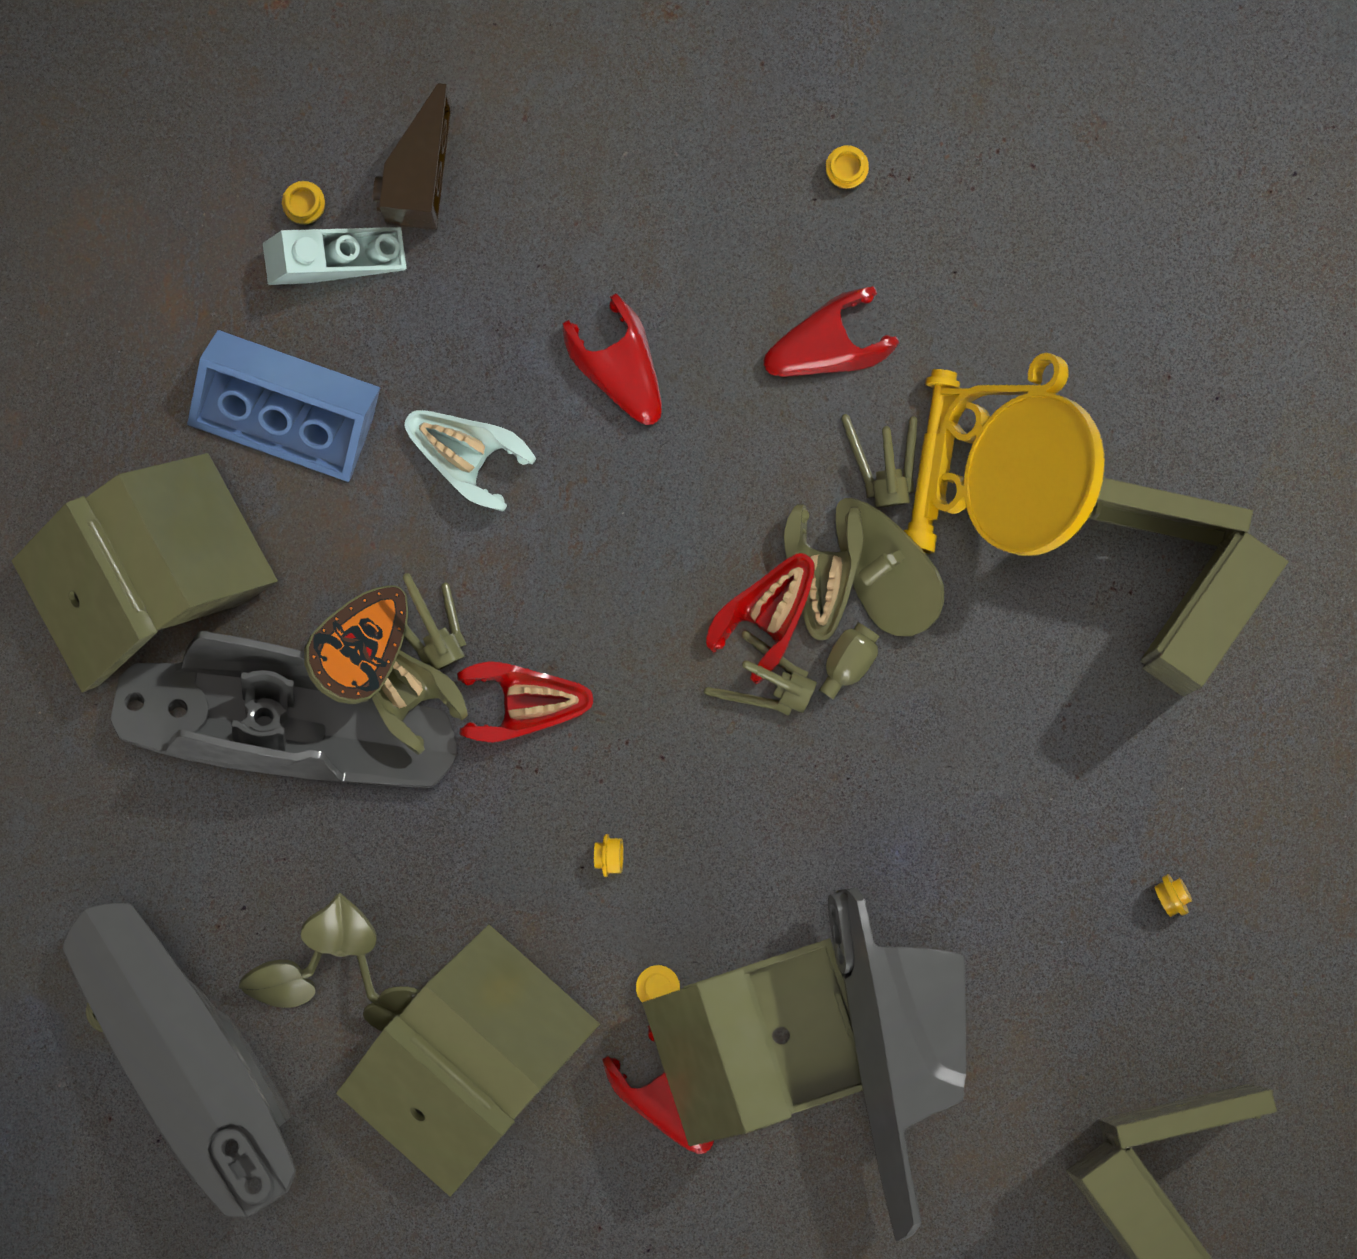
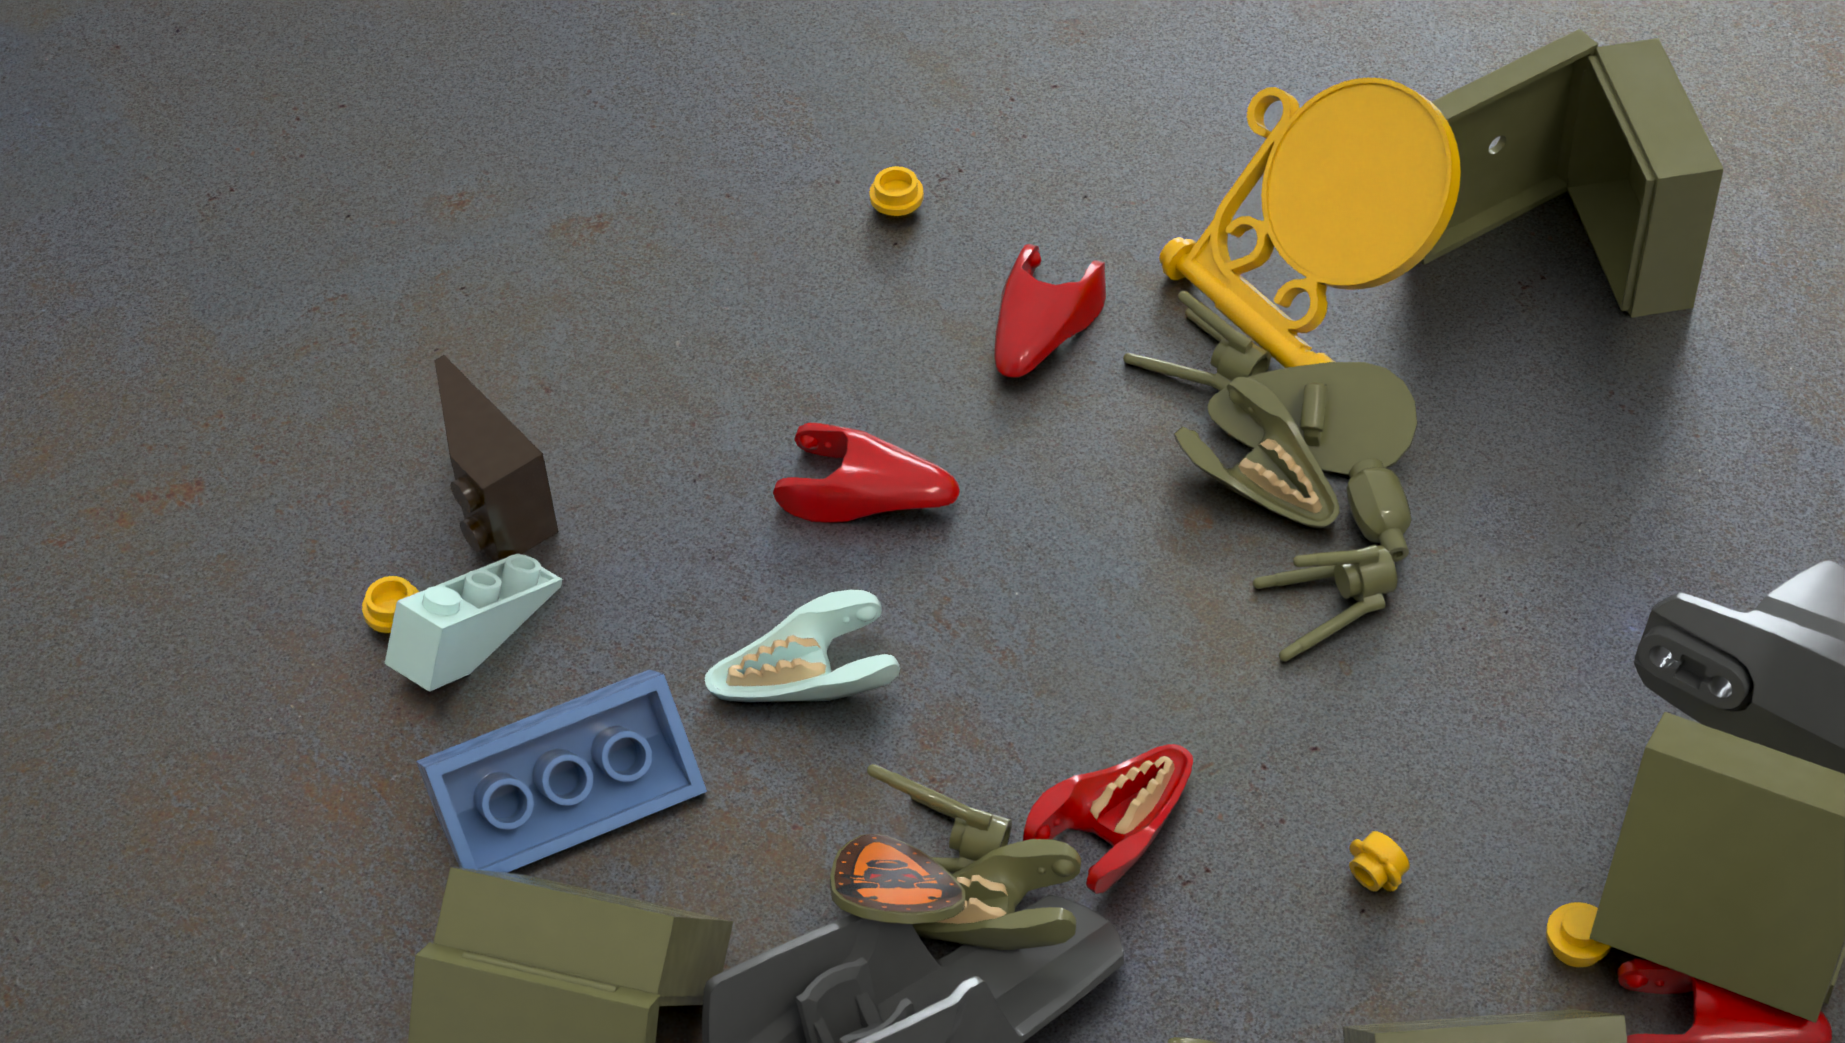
camera: 45 degrees left, 35 degrees down
(772, 605) = (1259, 524): red animal -> none

